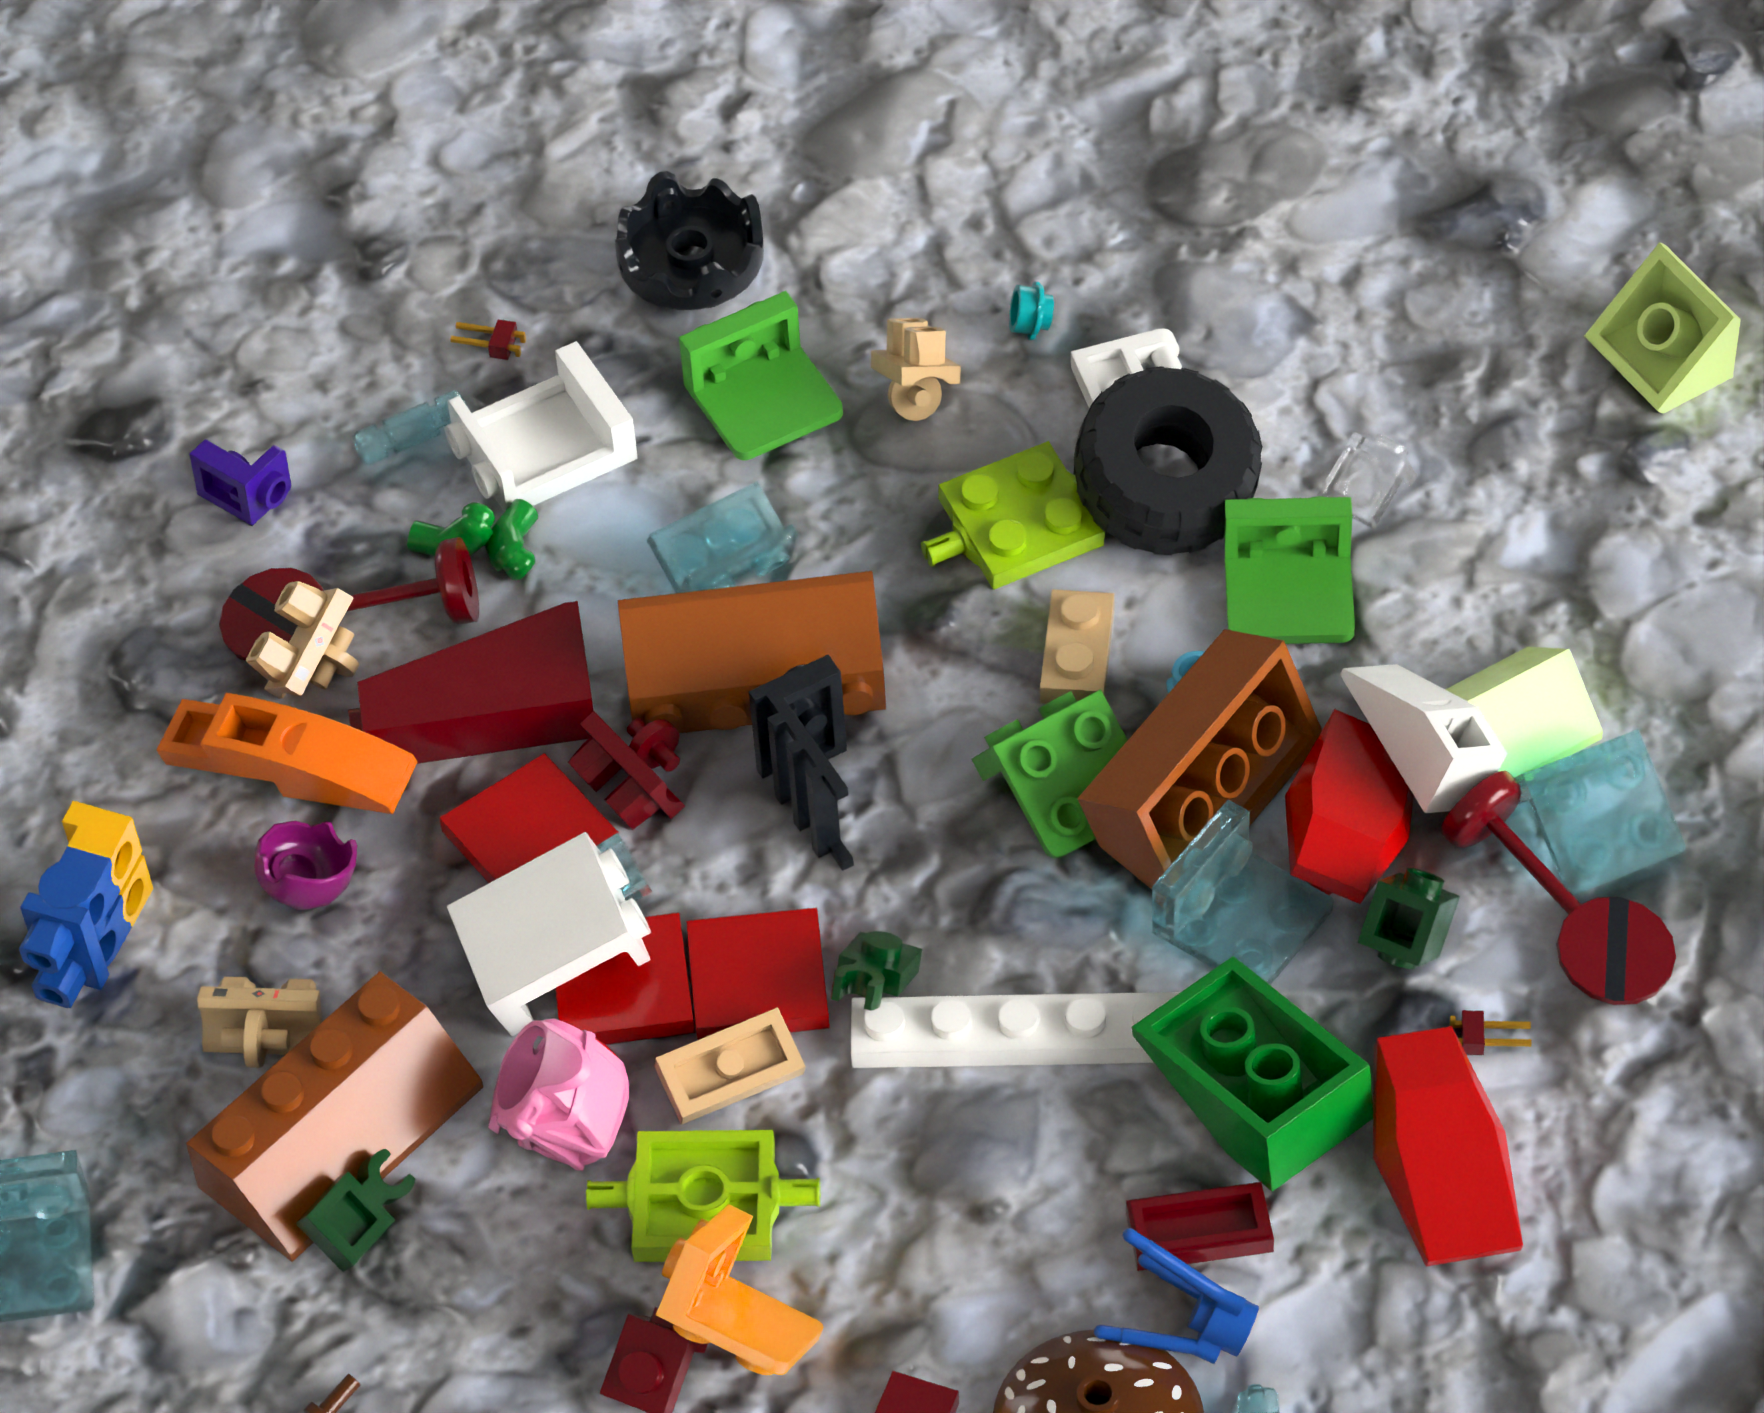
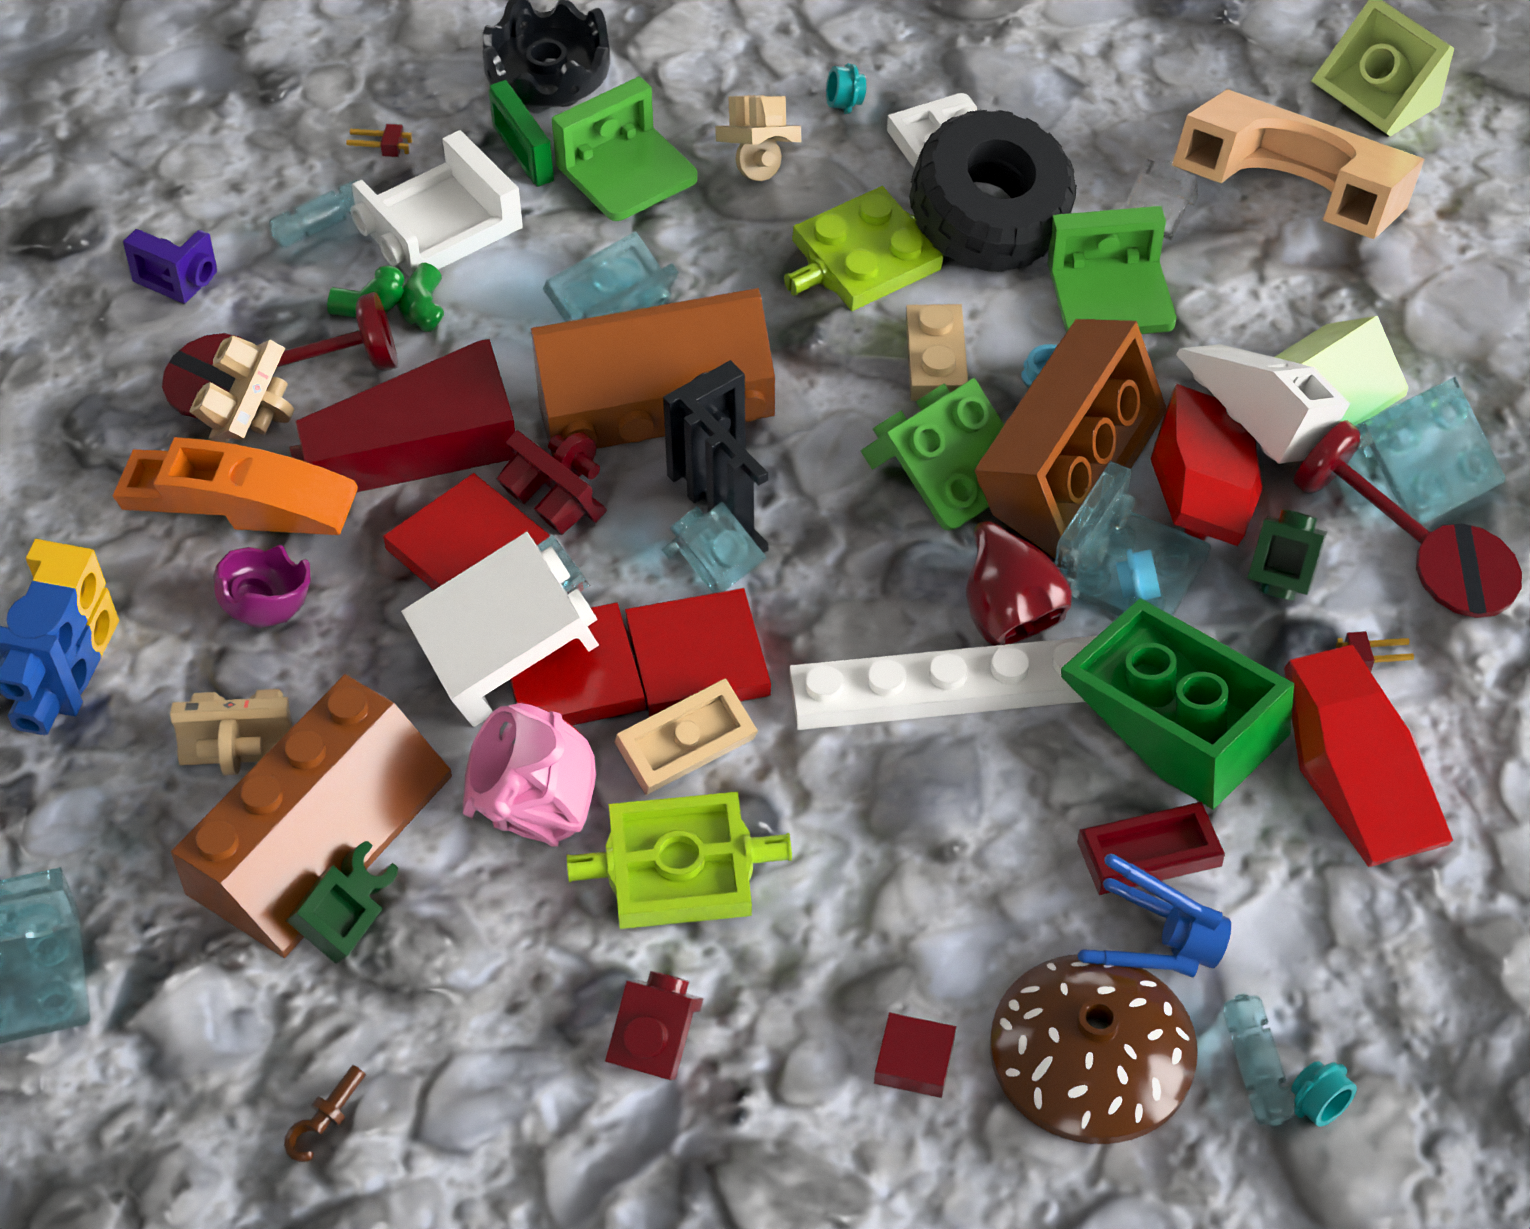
camera: 10 degrees left, 0 degrees up
(647, 345) = (521, 133): none -> green tile
(722, 1311) = (721, 970): light orange bracket -> none
(792, 859) = (715, 546): none -> clear light blue bracket
(874, 966) = (808, 636): dark green plate -> none
(1101, 933) = (1013, 588): none -> dark red piece
(1241, 930) = (1138, 575): none -> medium azure plate
(1605, 470) = (1237, 132): none -> light nougat arch

